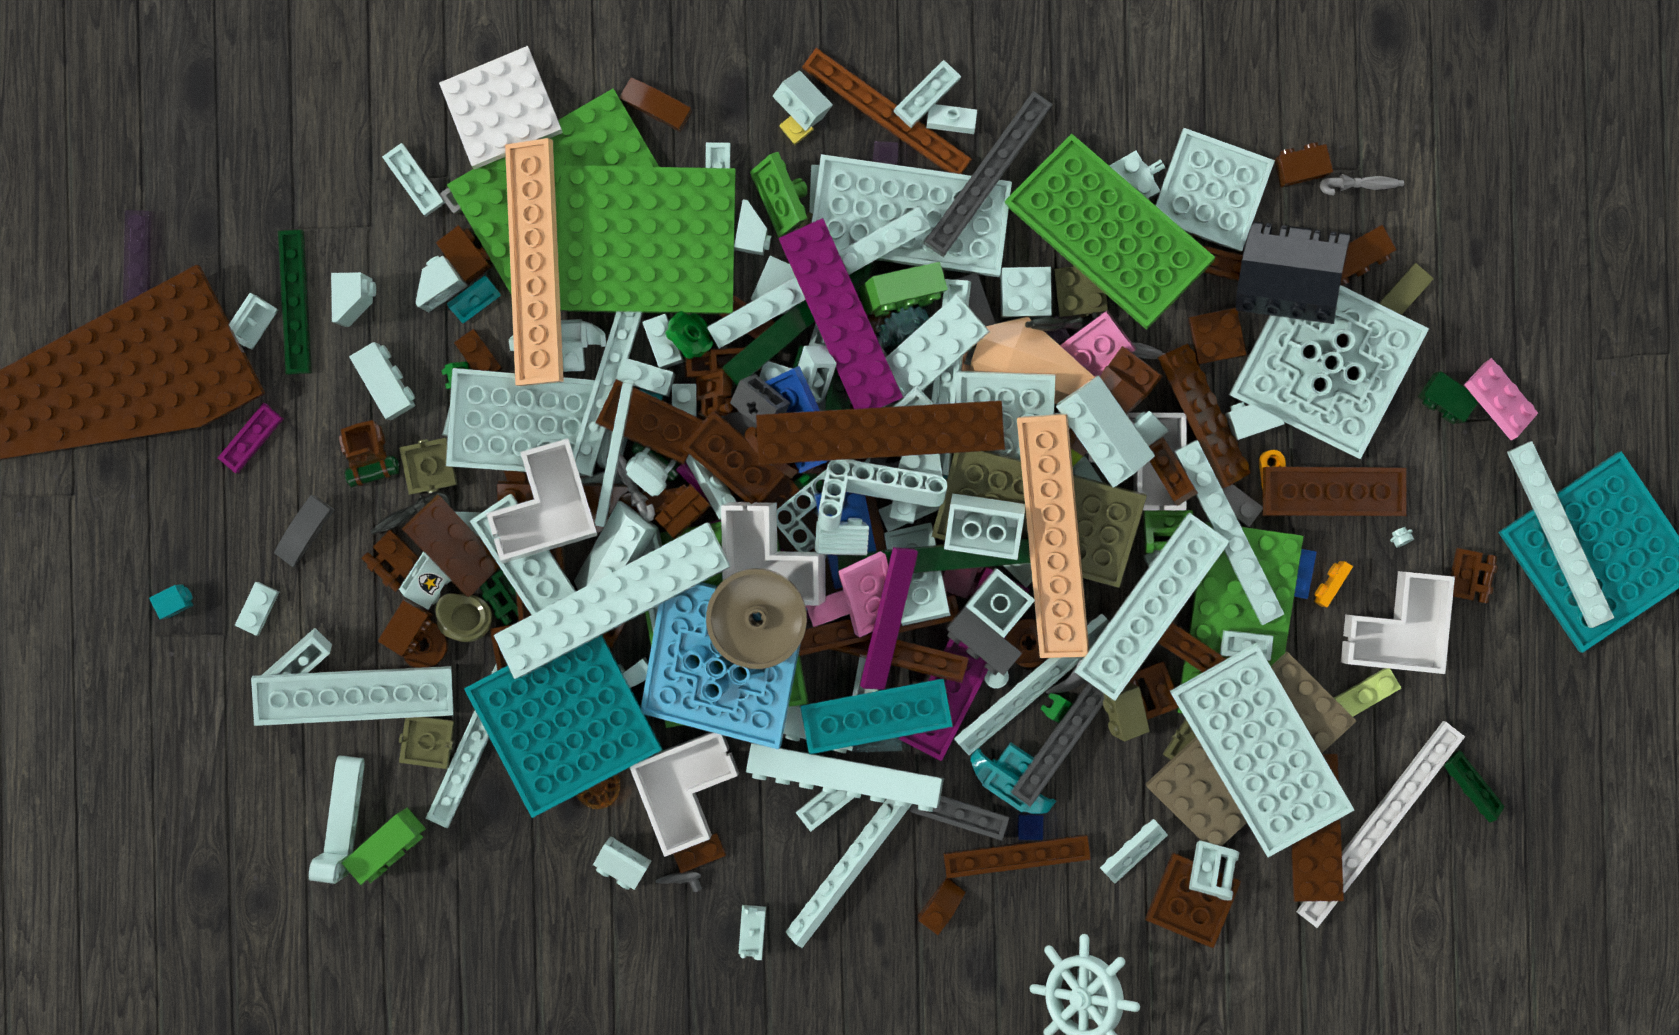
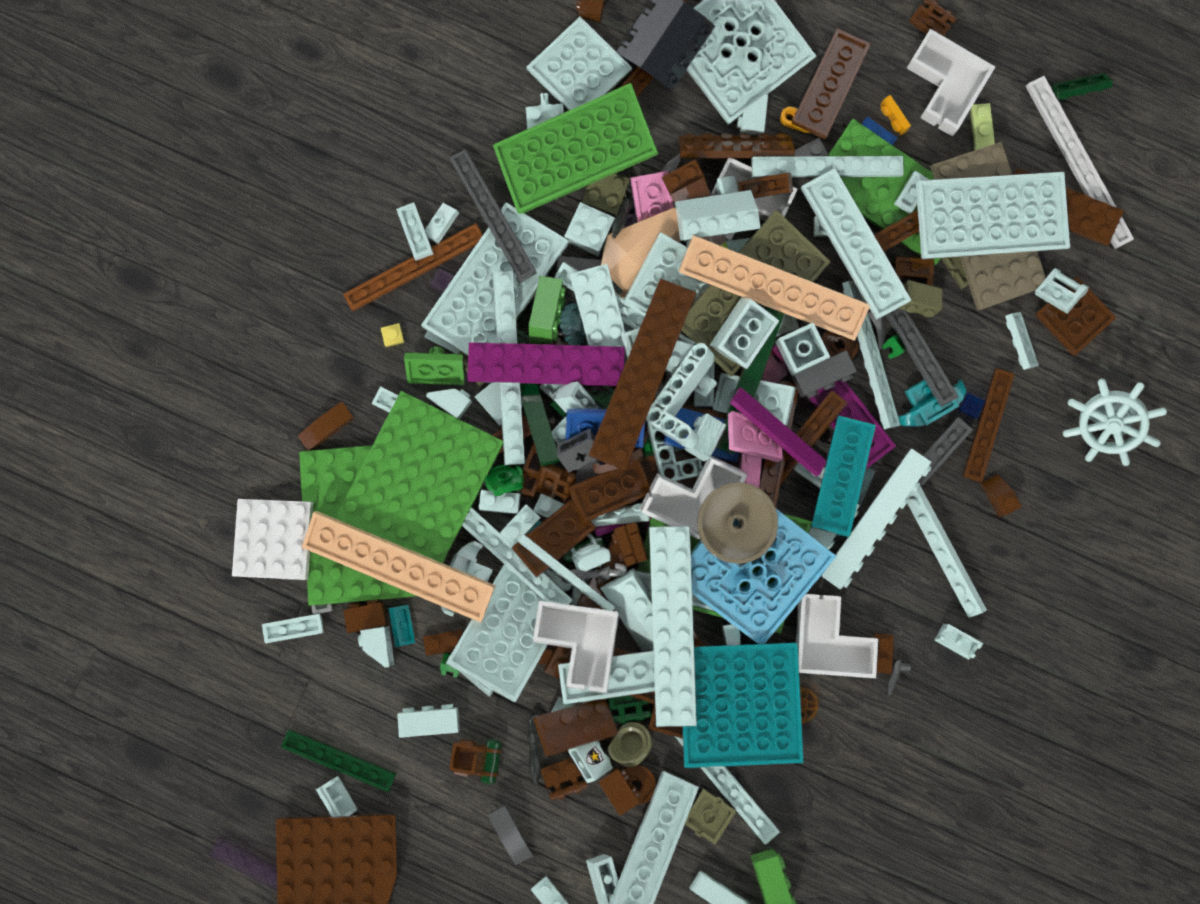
camera: 65 degrees left, 5 degrees down
(250, 438) = (422, 842): magenta tile -> none
(350, 296) = (355, 714): light aqua slope -> none
(426, 466) = (507, 718): olive plate -> none
(621, 863) = (865, 713): light aqua slope -> none
(802, 100) = (375, 320): light aqua brick -> none
(822, 807) = (890, 547): light aqua plate -> none
(996, 681) = (855, 381): light aqua plate -> none
(1160, 524) = (798, 212): bright green plate -> none
(1217, 336) = (683, 113): reddish brown plate -> none
(1402, 537) = (884, 53): light aqua plate -> none

